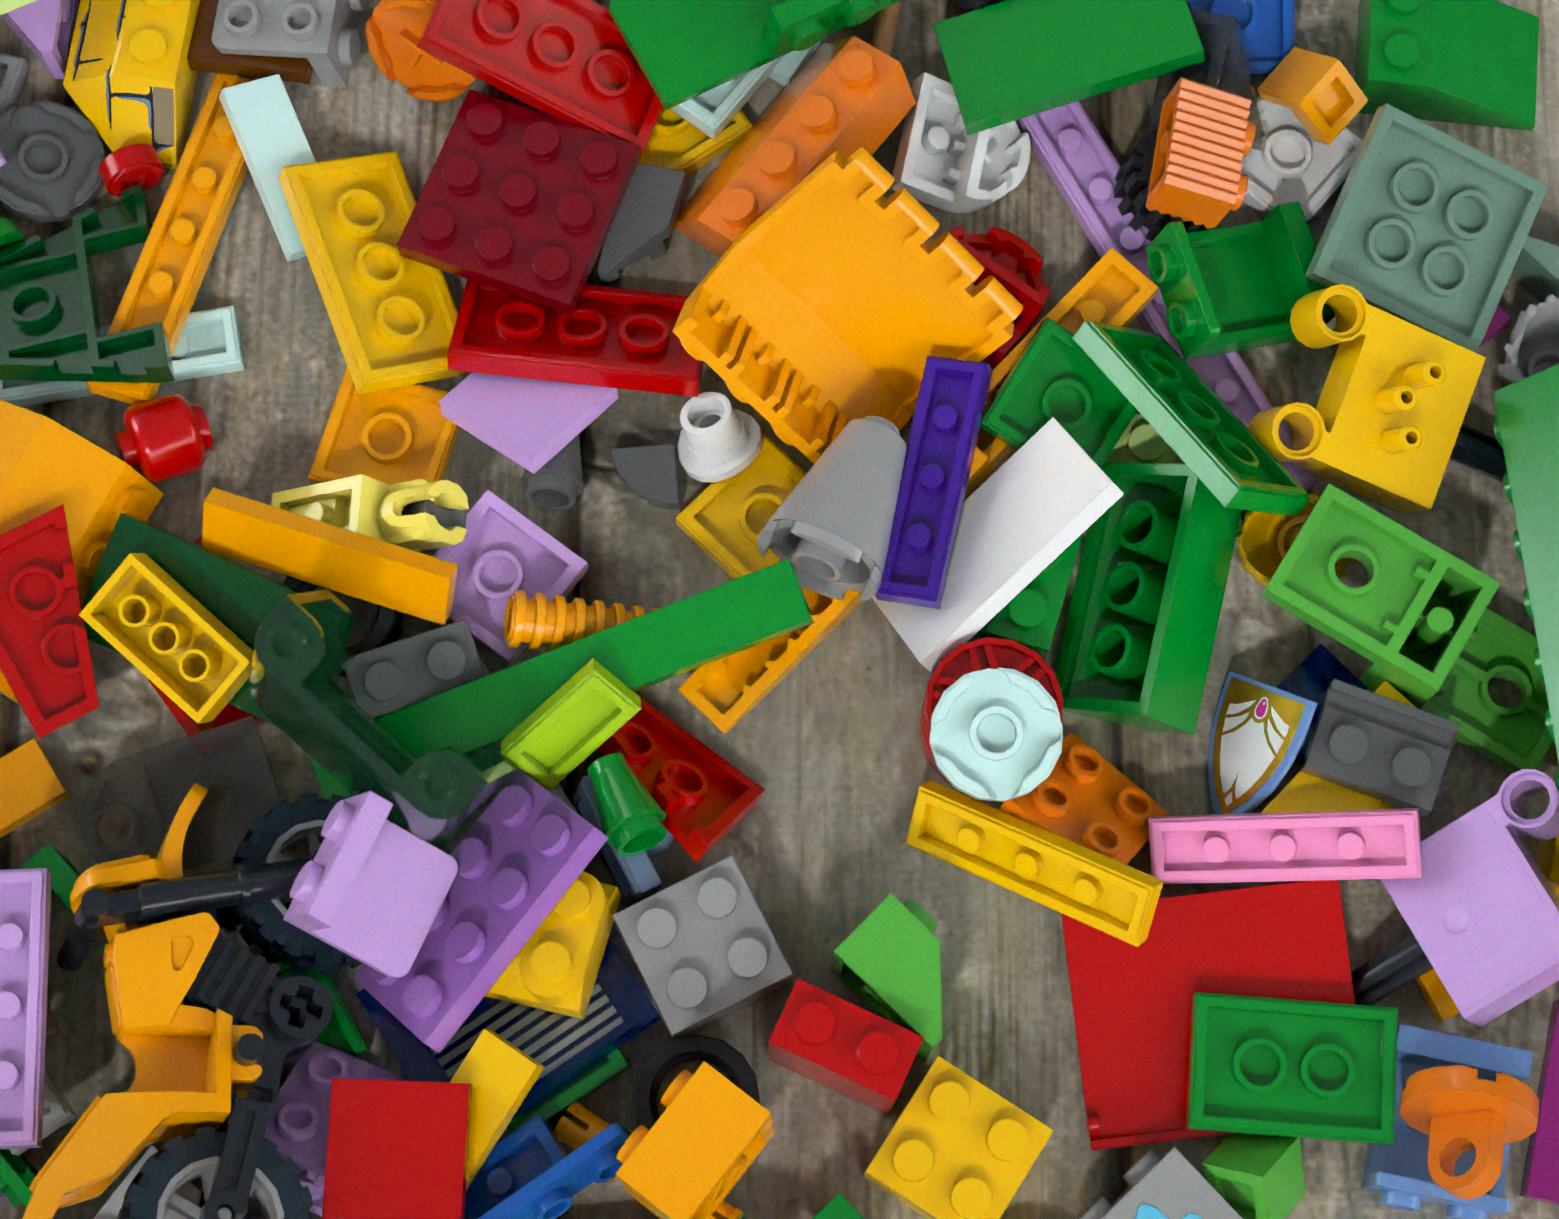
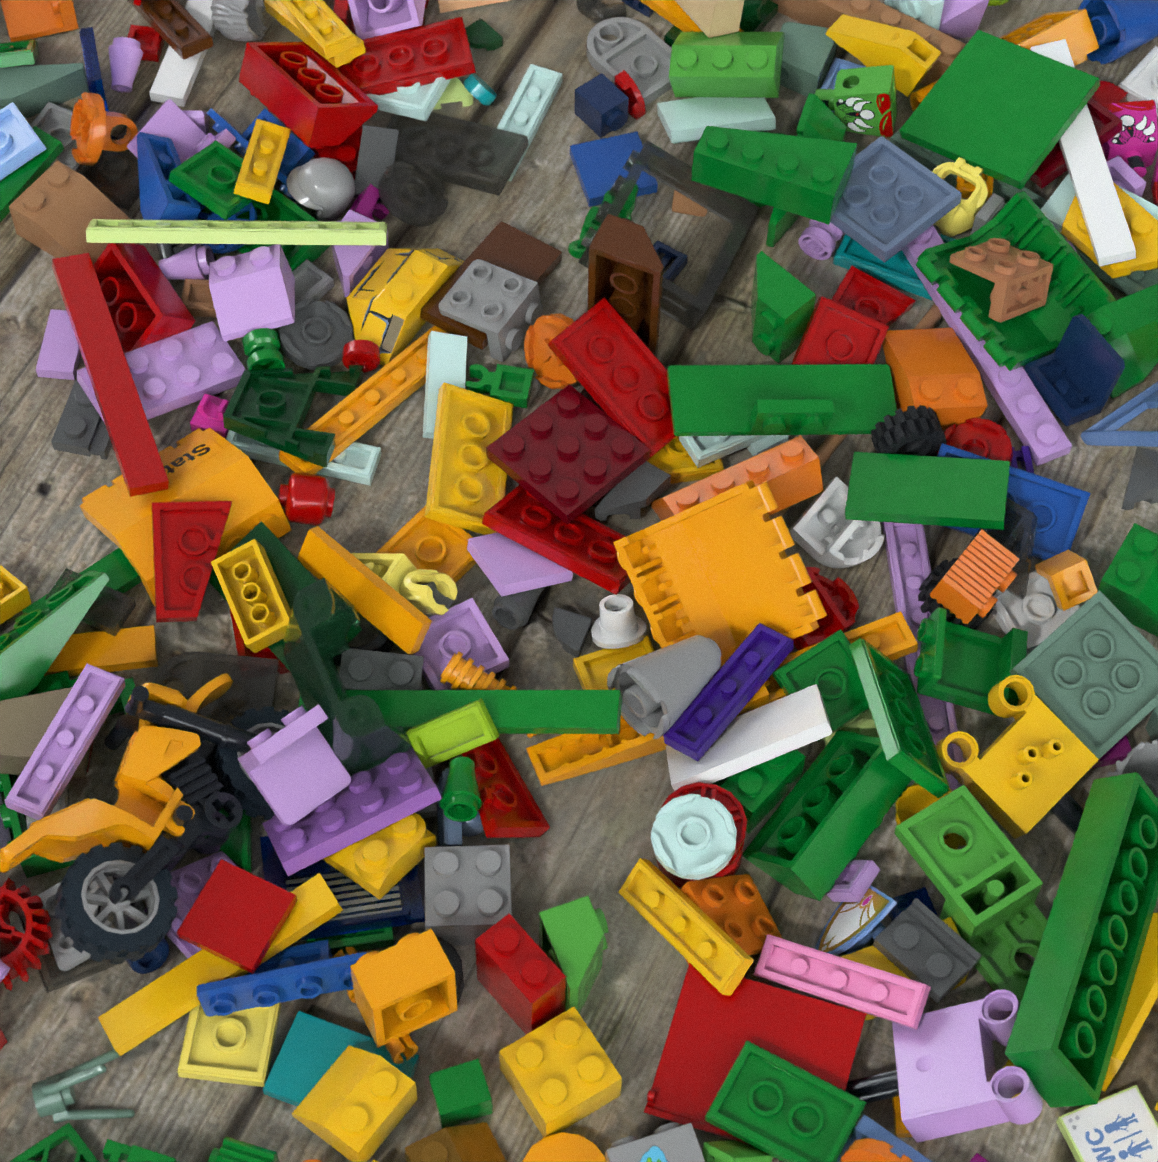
camera: 25 degrees right, 15 degrees down
(373, 125) = (506, 383): none -> green plate
(1229, 682) = (854, 881): none -> lavender tile

